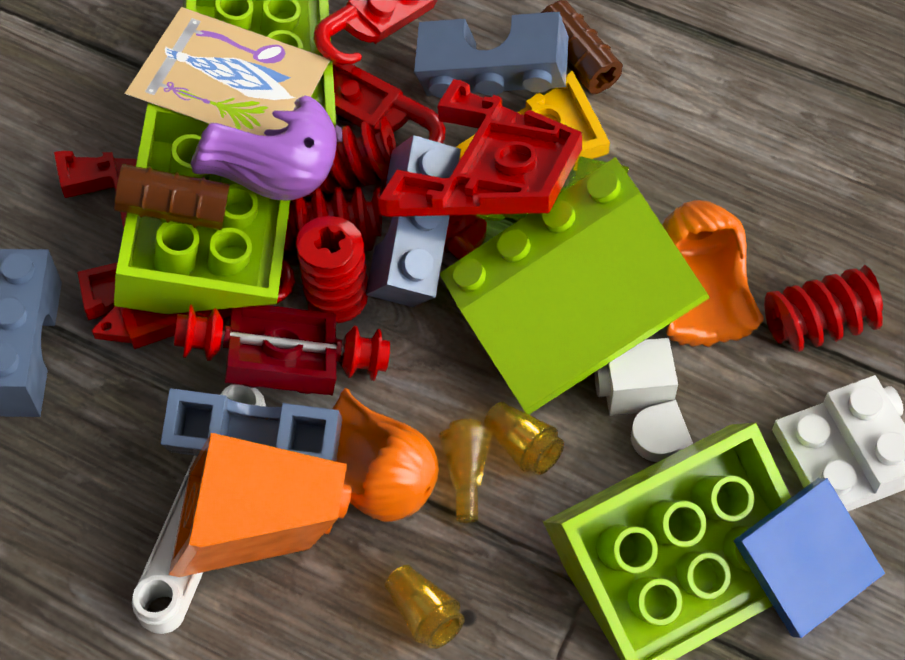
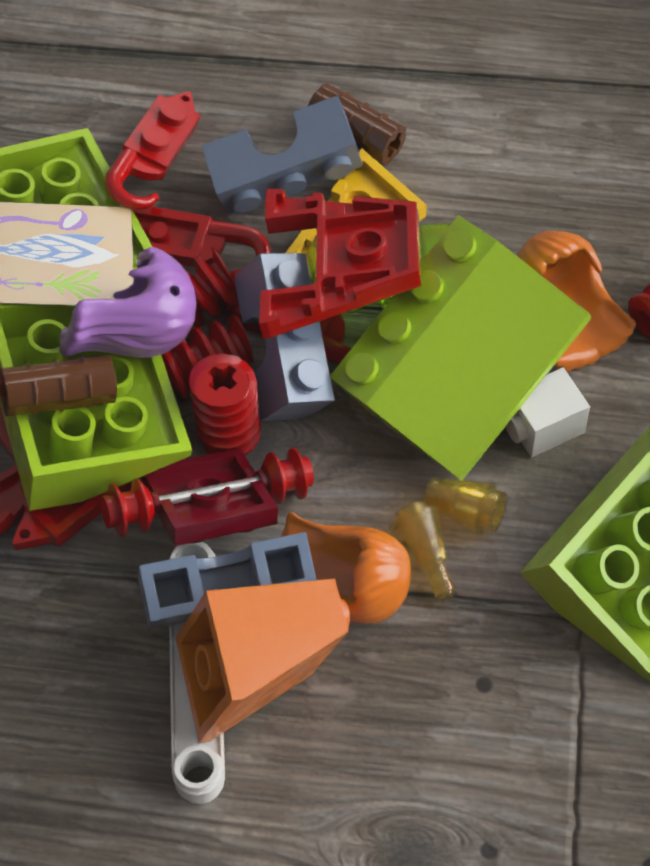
camera: 20 degrees left, 0 degrees up
(426, 609) = (446, 687): clear yellow cone -> none
(659, 431) = (586, 457): white tile -> none

